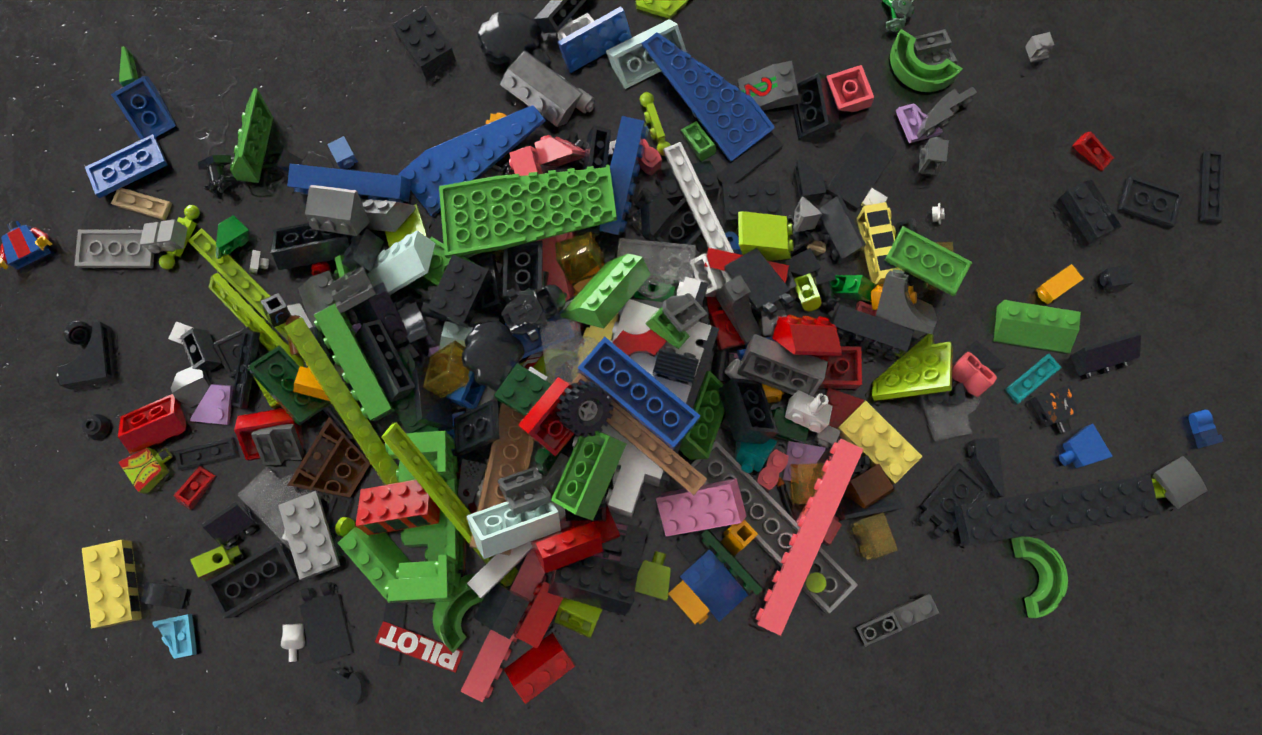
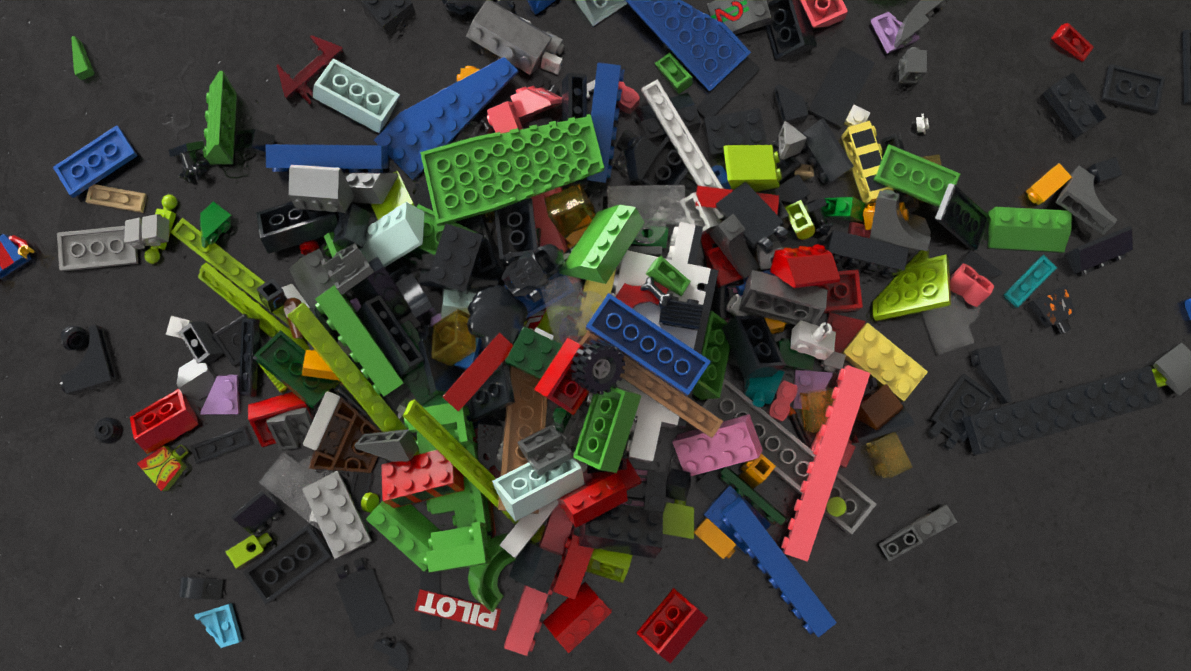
camera: 10 degrees left, 5 degrees up
(111, 584) = (148, 583): light yellow brick -> none
(144, 108) = (104, 99): blue slope -> none
(194, 488) = (215, 480): red slope -> none
(257, 262) = (243, 247): white tile -> none
(293, 639) = (334, 616): white piece -> none
(306, 438) = (321, 420): none -> white slope
(342, 153) = (314, 124): medium blue brick -> none
(364, 94) = (299, 83): none -> dark red hose
(371, 470) = (389, 445): none -> dark grey slope
(385, 129) = (355, 95): none -> light aqua slope
(465, 404) = (478, 372): none -> red sticker
(579, 118) = (551, 63): none -> white plate
(635, 688) = (672, 625): none -> red slope
(651, 117) = (623, 53): lime plate -> none
(657, 543) = (678, 484): none -> black brick
(659, 347) = (662, 297): none -> black piece
(683, 311) = (681, 257): dark grey slope -> none
(751, 640) = (779, 568): none -> blue brick
(957, 397) = (957, 310): black leg -> none
(970, 305) = (962, 217): none -> black tile
(1051, 571) = (1062, 473): bright green brick -> none
(1084, 448) = (1085, 345): blue torso -> none
(1091, 302) = (1081, 200): none -> dark grey arch

